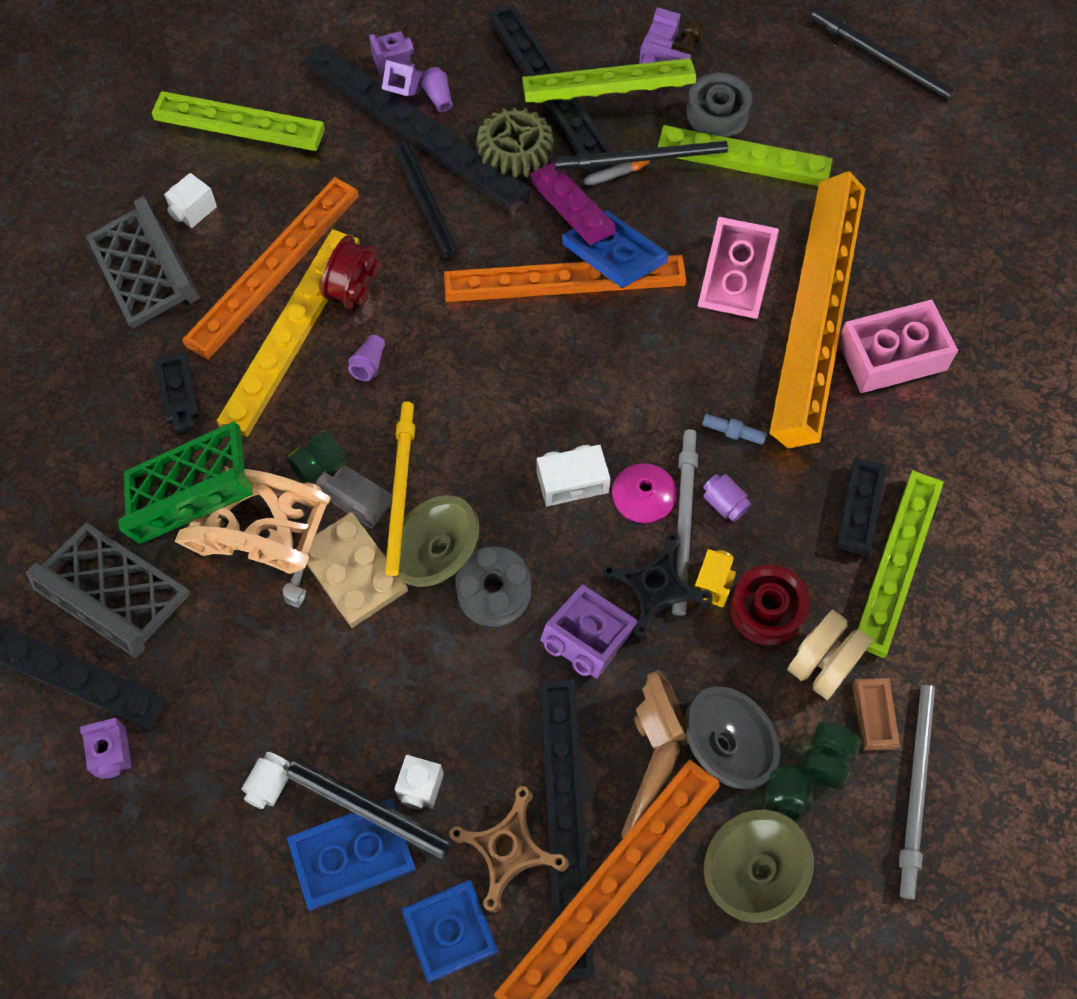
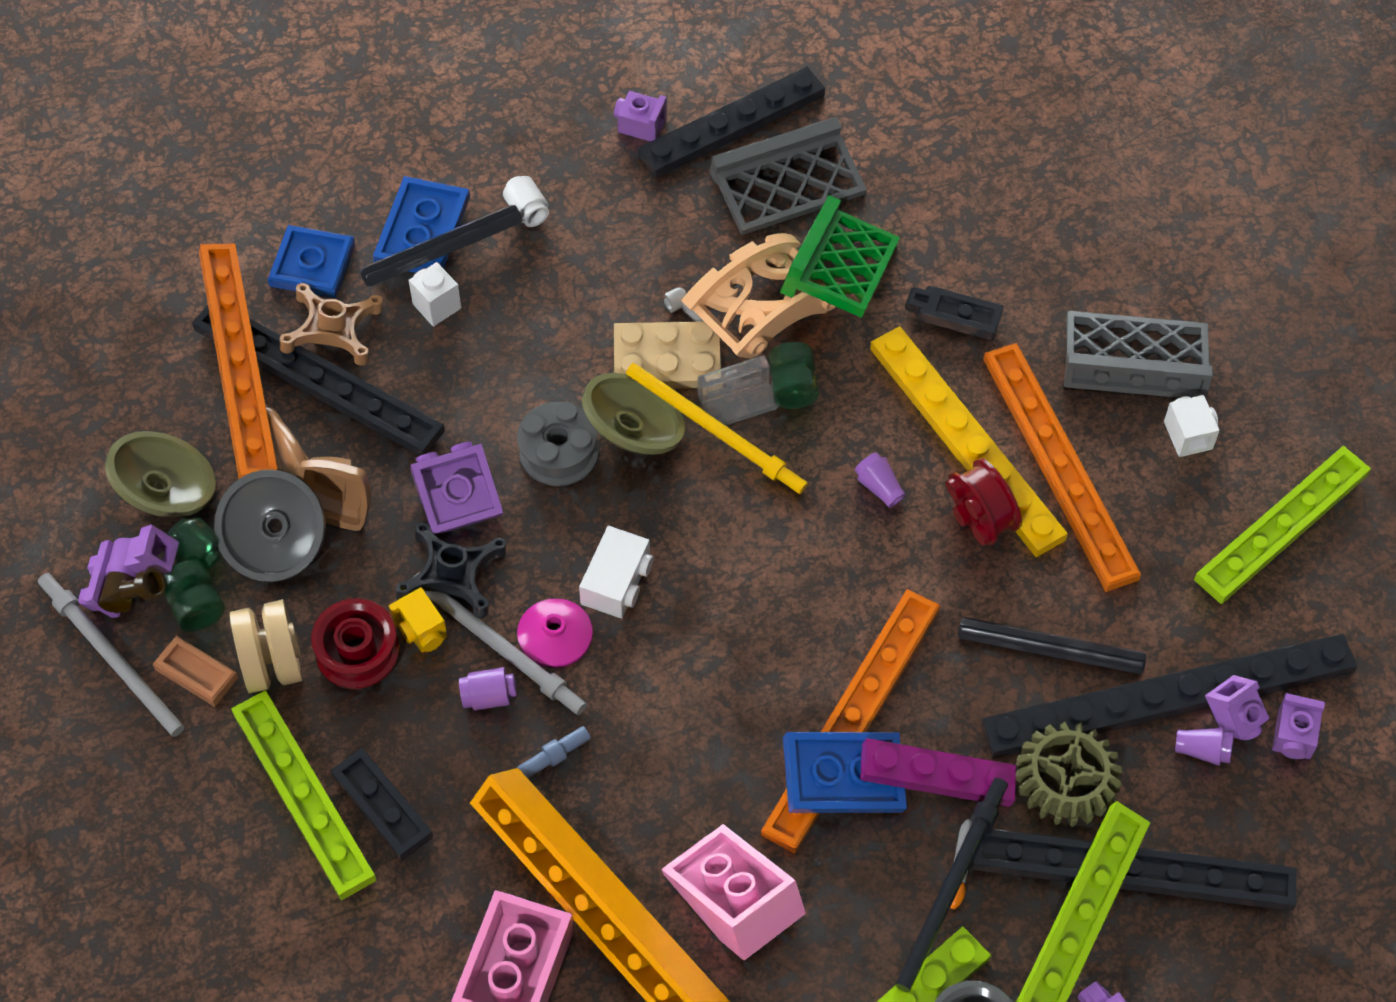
camera: 125 degrees right, 5 degrees down
(864, 824) = (128, 570): none -> medium lavender hips

